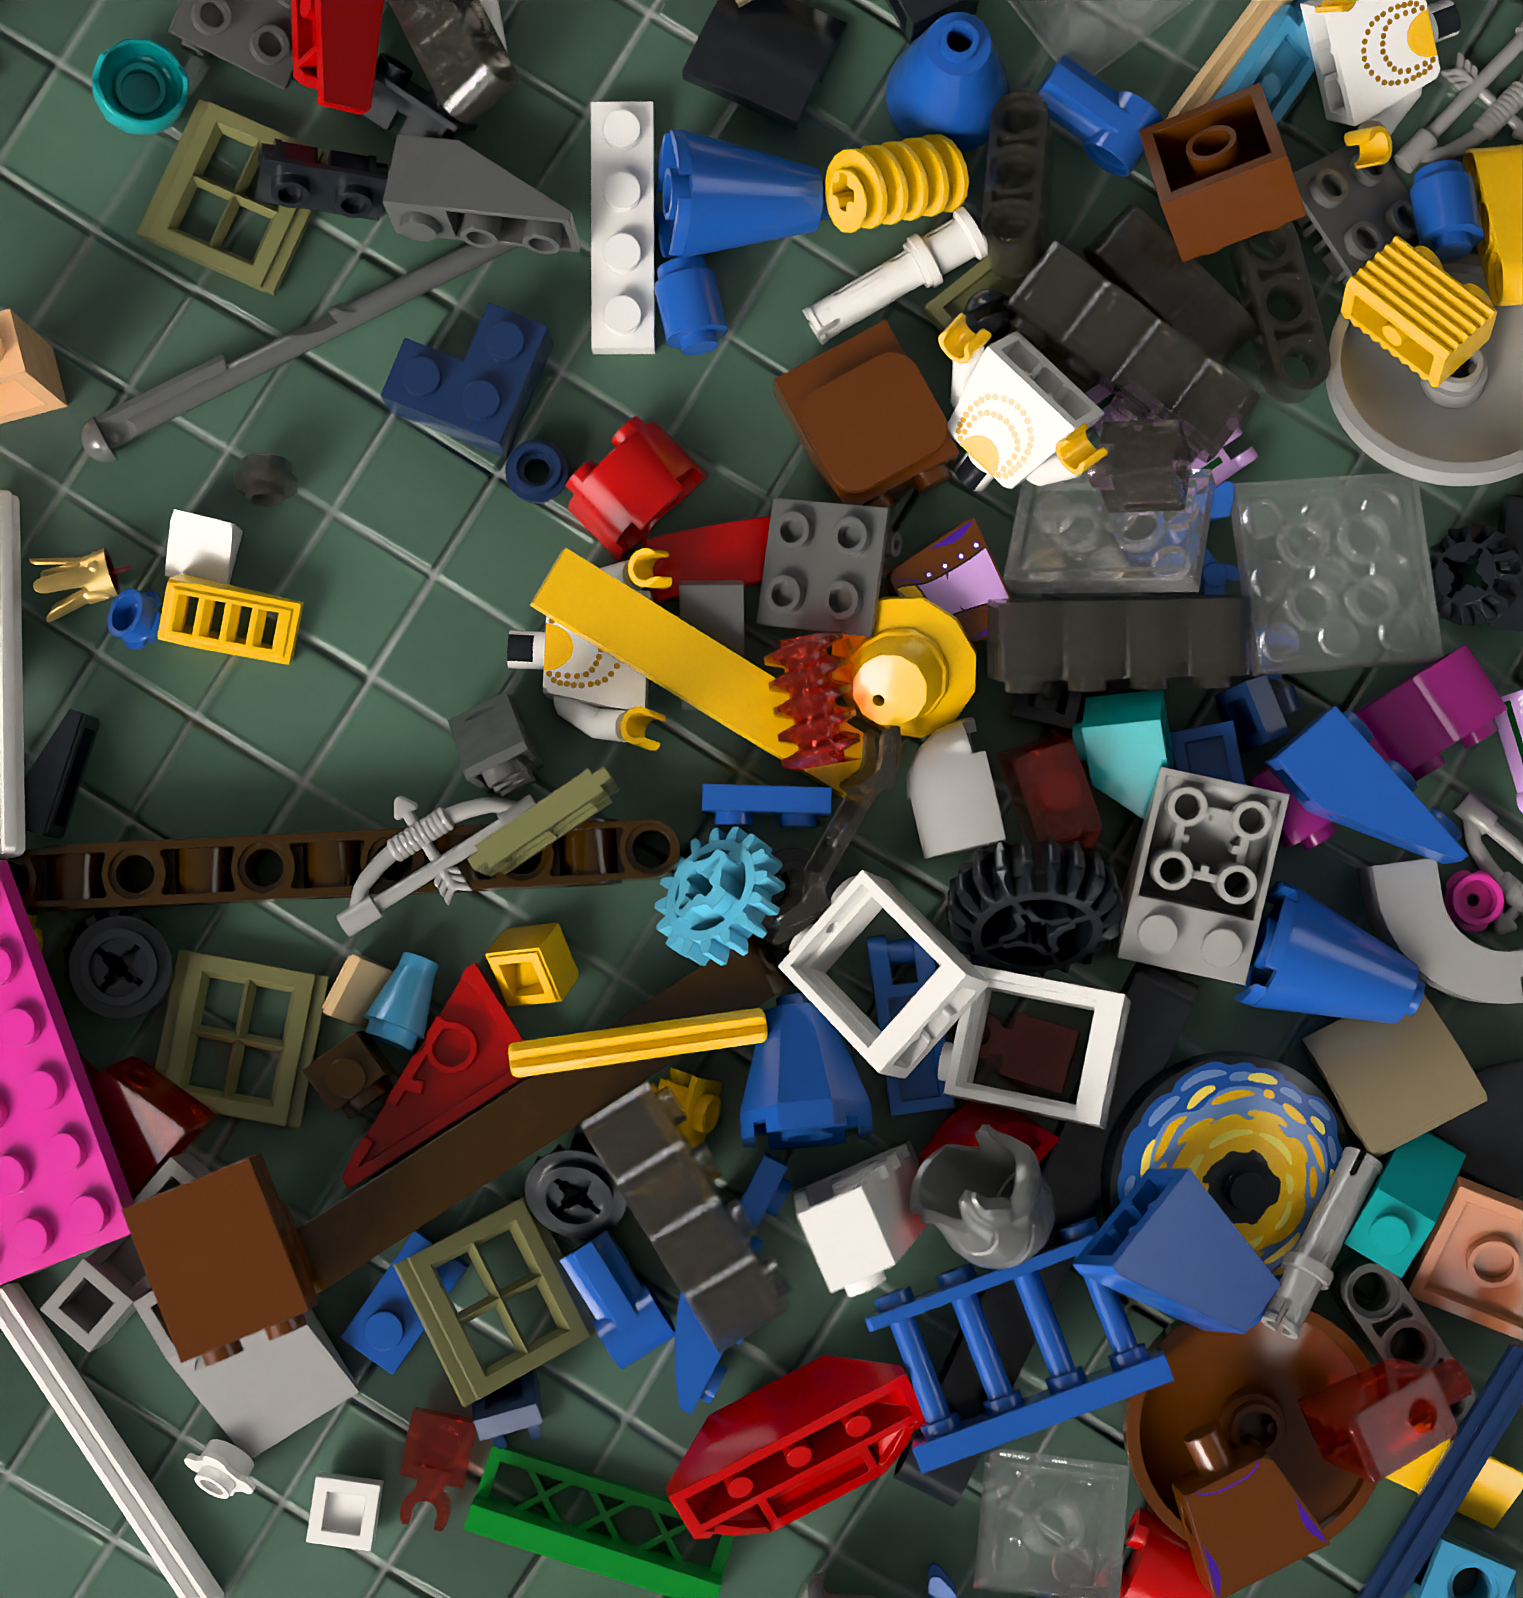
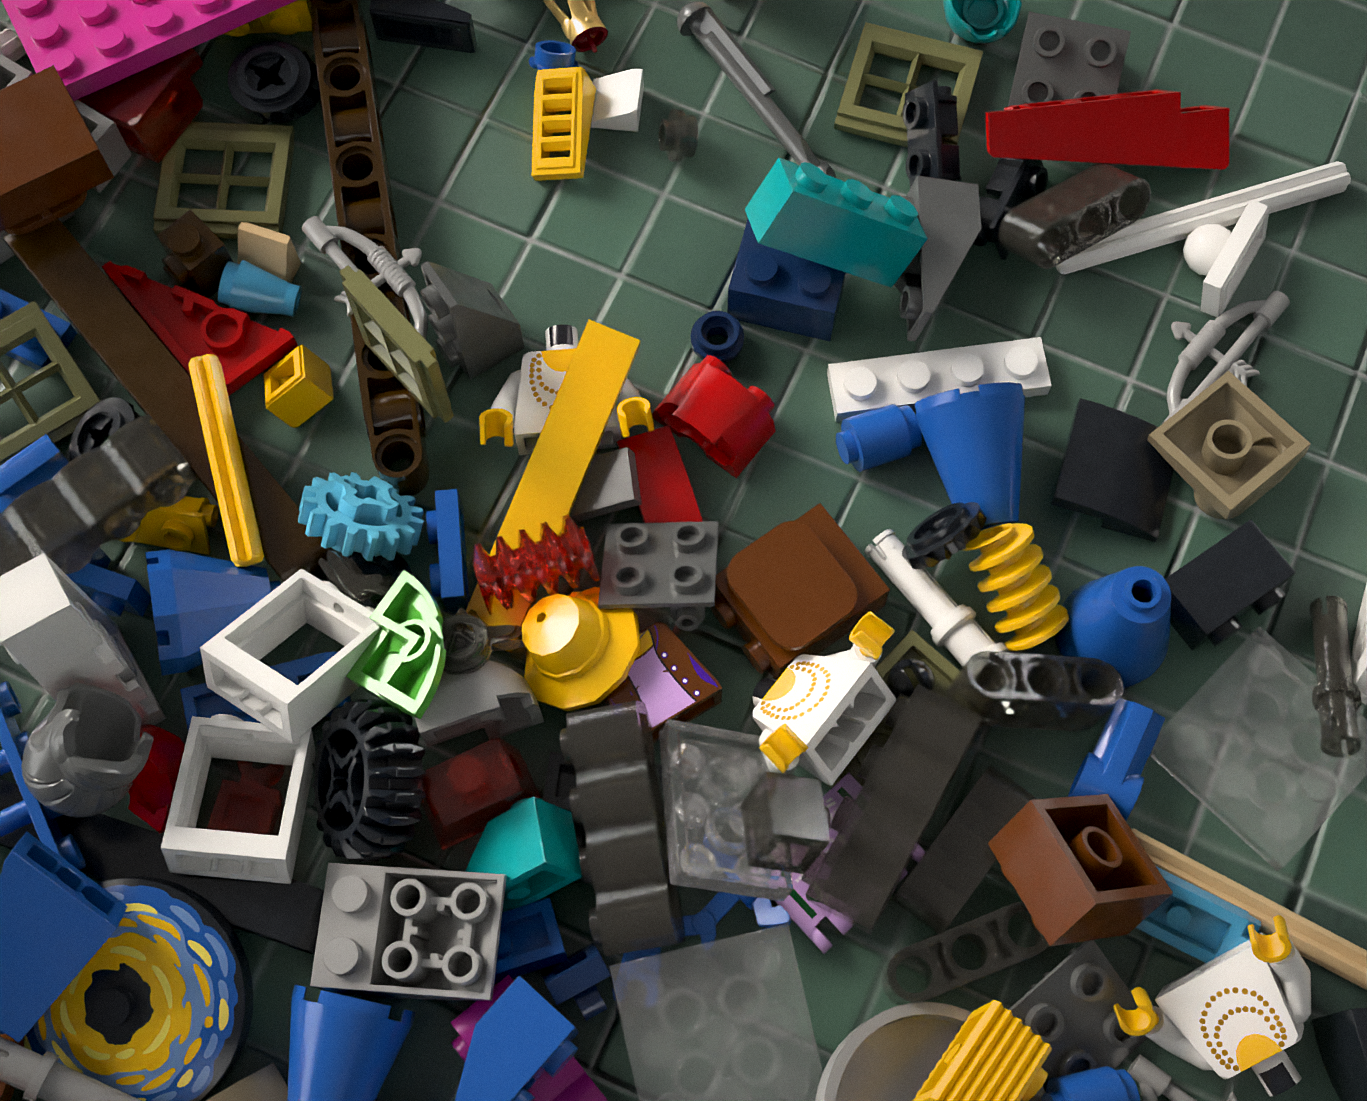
camera: 85 degrees right, 15 degrees down
(449, 302) = (835, 222): none -> teal brick
(815, 234) = (943, 534): none -> black gear
(906, 788) = (465, 644): none -> clear smoke tile
(910, 847) = (407, 652): none -> bright green brick

